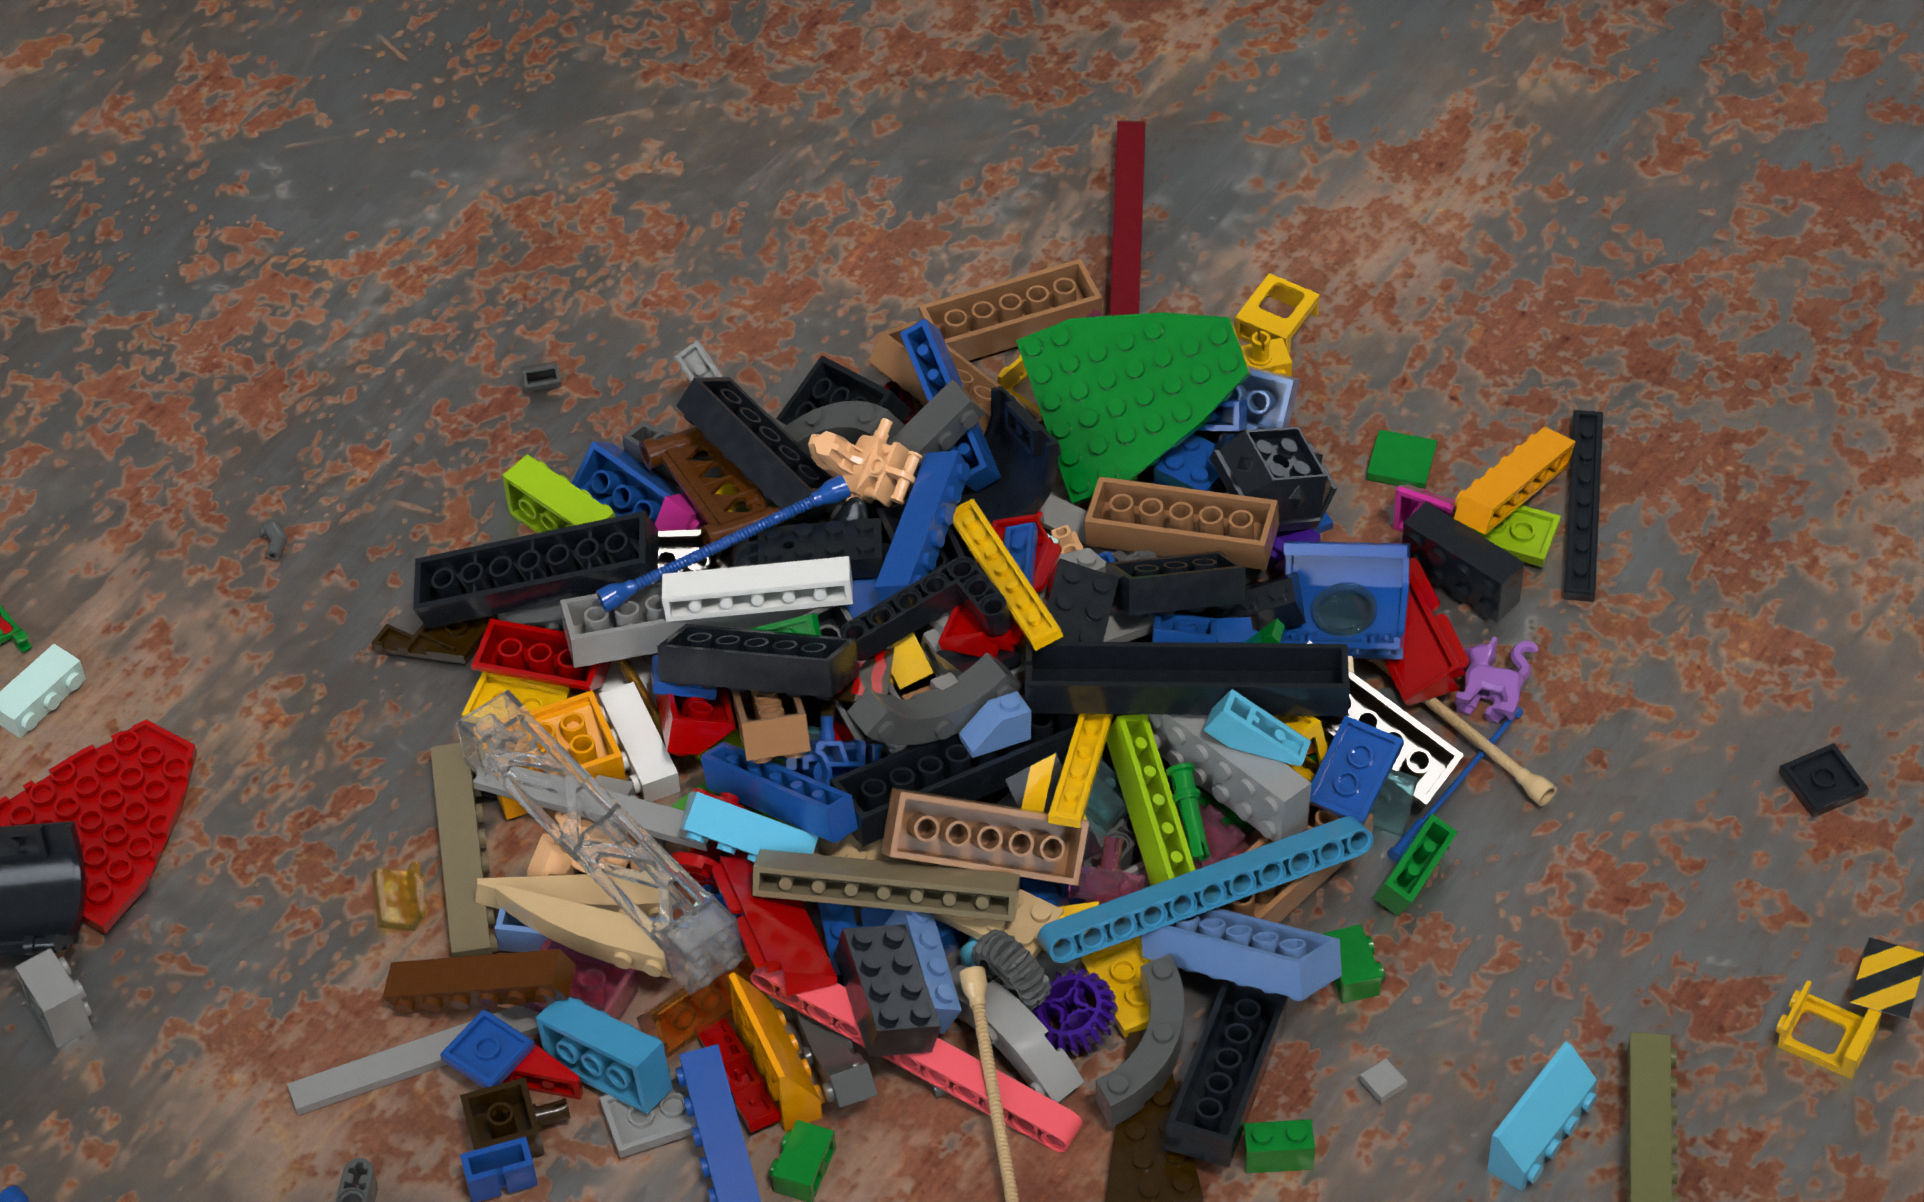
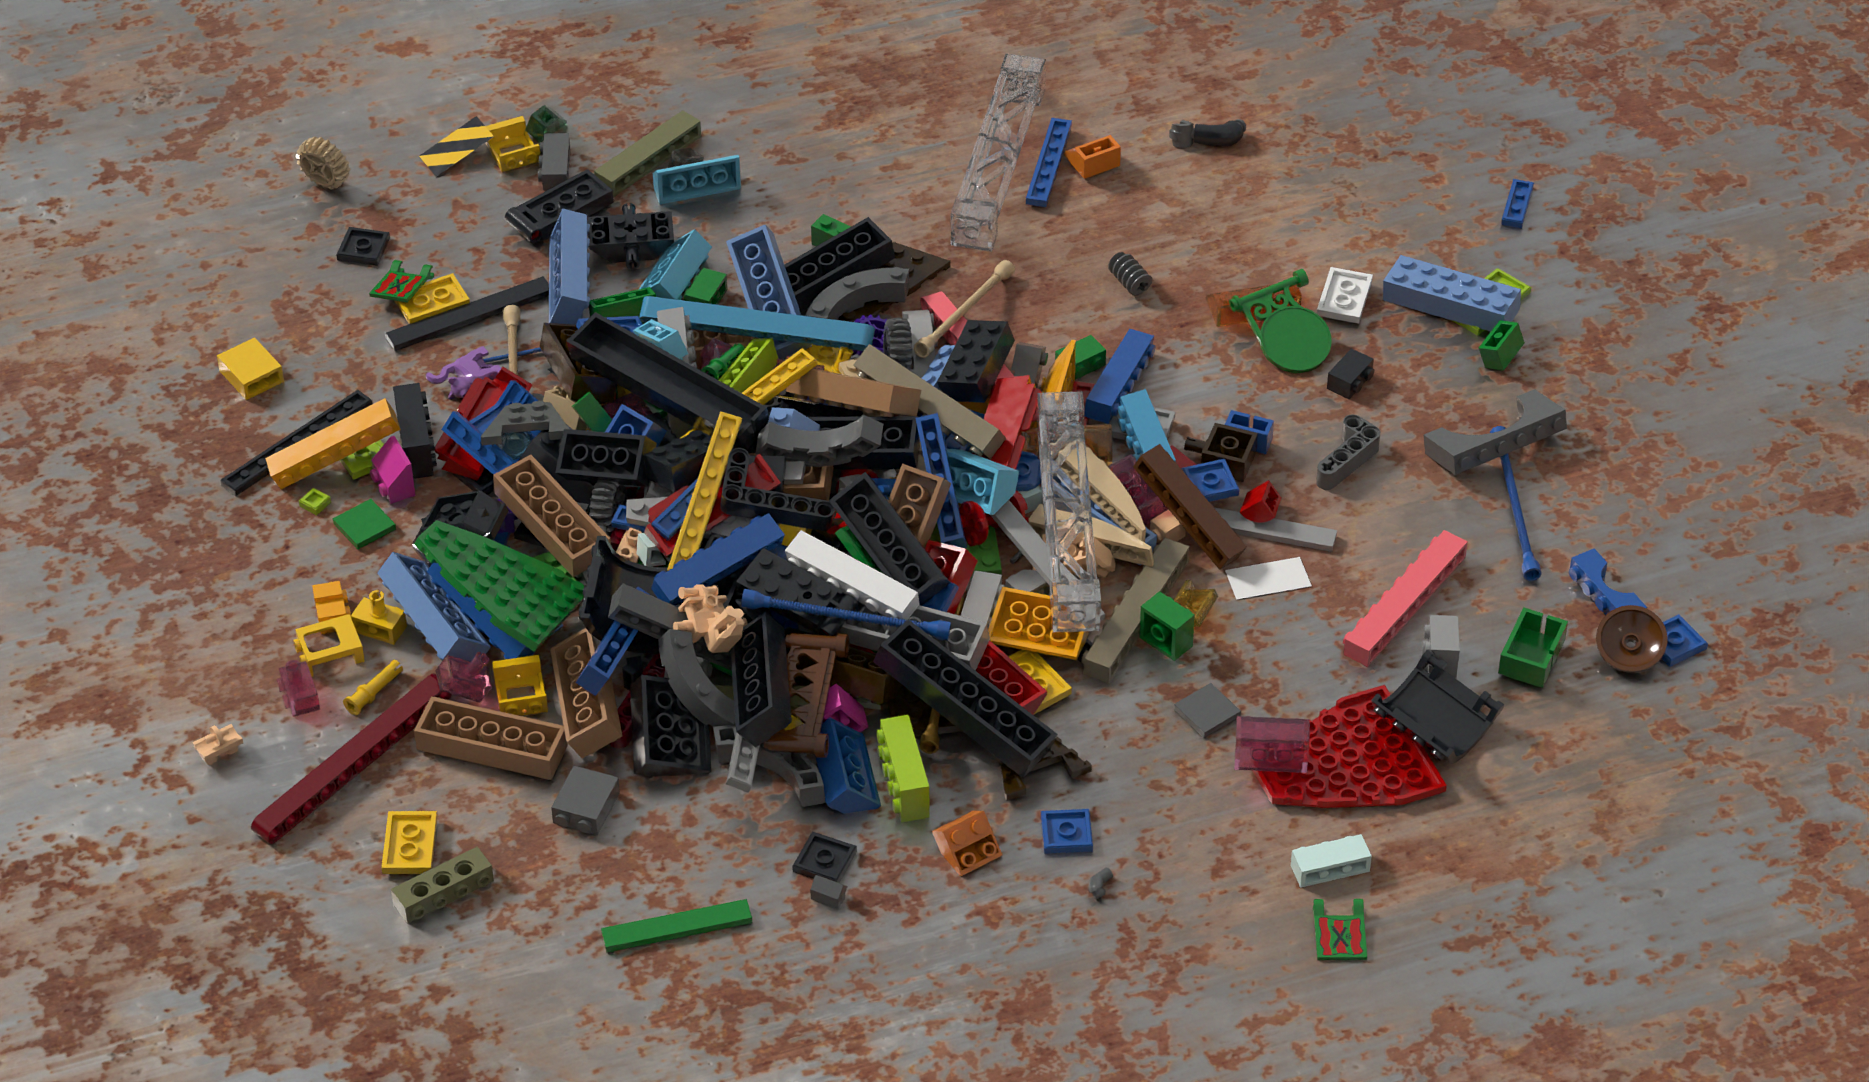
camera: 145 degrees left, 5 degrees down
(149, 1064) = (1404, 598): none -> coral brick
(171, 740) = (1271, 744): none -> clear pink brick
(295, 791) = (1207, 710): none -> dark grey tile
(340, 1007) = (1268, 578): none -> white sticker
(350, 574) = (1066, 831): none -> blue tile
(401, 833) = (1167, 626): none -> green brick
(411, 1076) = (1261, 503): none -> red brick
(441, 494) = (967, 842): none -> orange slope
(577, 410) = (824, 857): none -> black tile
(661, 273) = (676, 925): none -> green tile
(857, 318) = (585, 800): none -> dark grey brick
(912, 177) = (442, 885): none -> olive brick
(987, 196) = (409, 842): none -> yellow plate
(1187, 292) = (366, 693): none -> yellow pin
(1252, 257) = (298, 688): none -> clear pink brick
(1263, 169) = (218, 742): none -> light nougat hips
(1322, 351) = (330, 602): none -> light orange brick
(1327, 600) = (522, 418): none -> dark grey wing
(1422, 968) = (678, 266): none -> medium azure slope
(1482, 453) = (314, 501): none -> lime tile
(1527, 975) = (631, 235): none -> black slope
(1531, 865) = (568, 268): none -> medium blue brick
(1594, 770) = (467, 314): none -> black tile
(1594, 1152) = (683, 157): none -> clear smoke bracket
(1655, 753) = (434, 298): none -> yellow plate
(1657, 966) = (539, 215): none -> black hinge
(1708, 738) = (400, 285): none -> green flag
(1736, 542) = (250, 368): none -> yellow brick
(1745, 1038) = (555, 159): none -> dark grey brick
(1824, 1085) = (544, 121): none -> clear green slope

